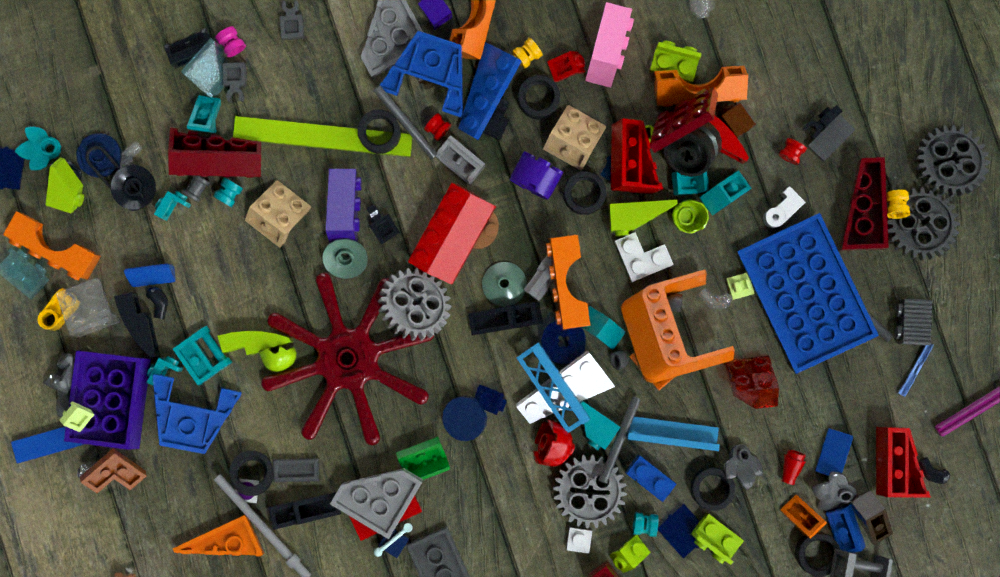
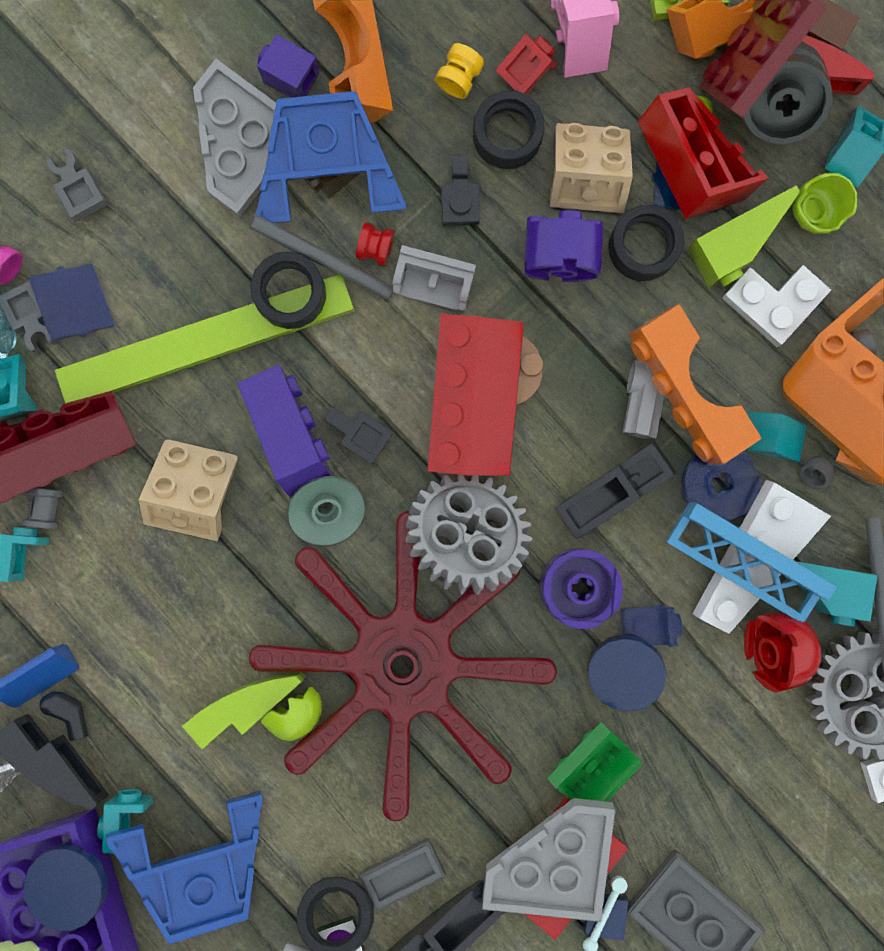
camera: 35 degrees left, 0 degrees up
(122, 389) = (65, 887): none -> dark blue tile
(196, 360) = (166, 776): teal plate -> none
(227, 192) = (96, 492): teal wheel -> none
(261, 83) = (71, 302): none -> clear blue piece
(447, 364) = (596, 603): none -> dark purple brick
(489, 84) = (424, 148): blue wing -> none
(504, 296) = (568, 441): sand green dish -> none
(689, 185) = (799, 157): teal bracket -> none

